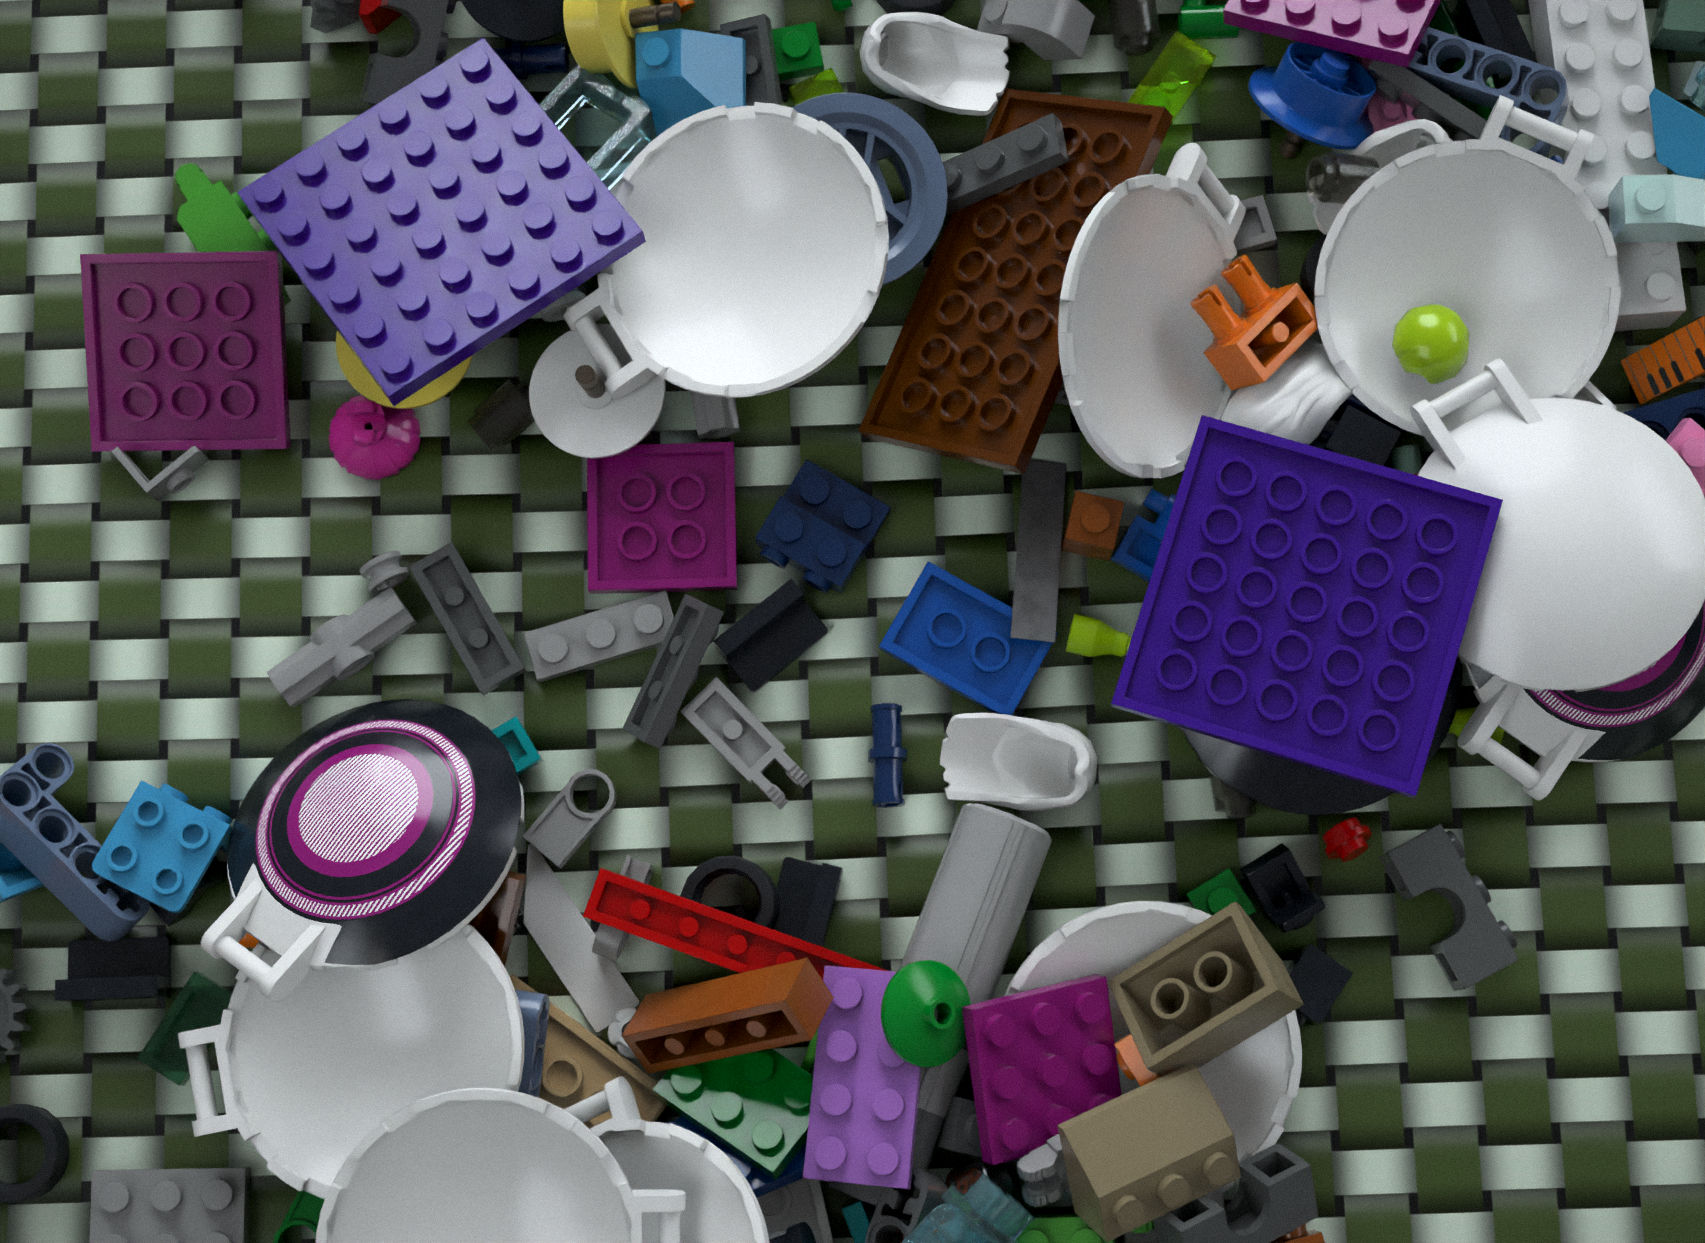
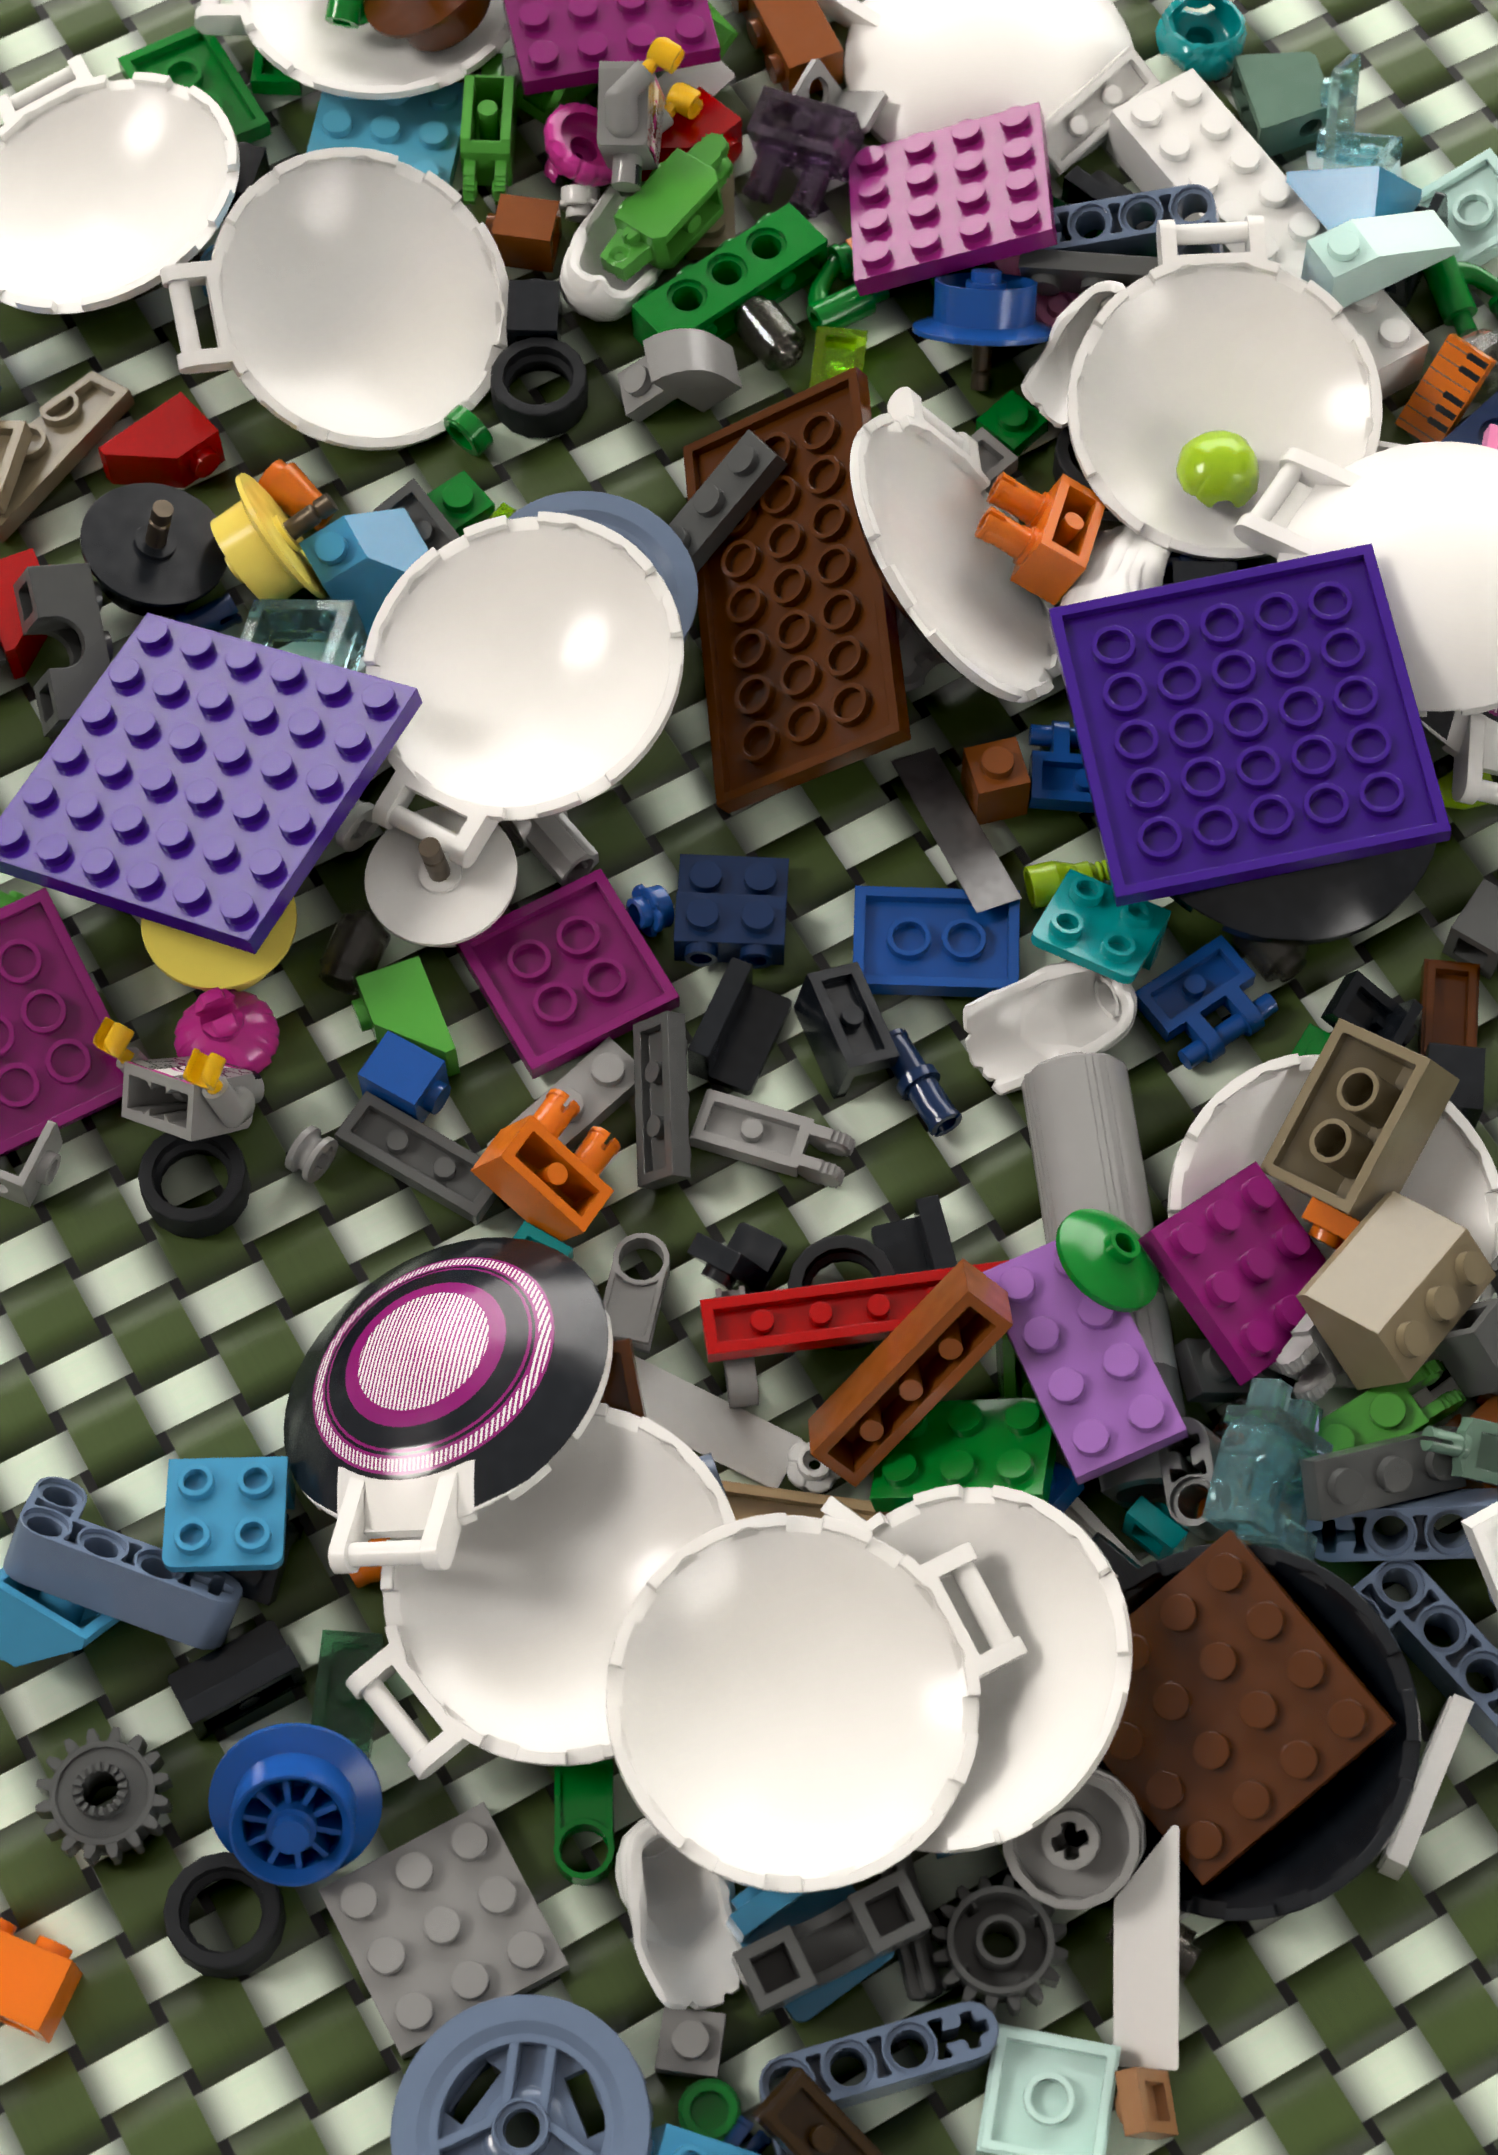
camera: 30 degrees left, 15 degrees down
(94, 1108) = (295, 1803): none -> blue piece
(255, 526) = (202, 1220): none -> black tyre
(306, 479) = (181, 1095): none -> light grey torso
(341, 647) = (305, 1246): light grey piece -> none
(487, 547) = (406, 1077): none -> blue brick
(517, 489) = (405, 1004): none -> bright green slope
(543, 699) = (542, 1176): none -> orange brick
(662, 839) = (746, 1260): none -> black bracket
(755, 496) = (650, 909): none -> blue plate
(852, 681) = (844, 1026): none -> black panel
(936, 62) = (603, 449): white hair -> none
(1081, 713) = (1096, 934): none -> teal bracket
(1150, 791) = (1195, 989): none -> blue plate
(1288, 202) = (1013, 422): none -> green plate
(1338, 176) = (1047, 364): clear smoke brick -> none
(1347, 840) = (1404, 944): red plate -> none
(1351, 913) = (1449, 1003): none -> reddish brown tile

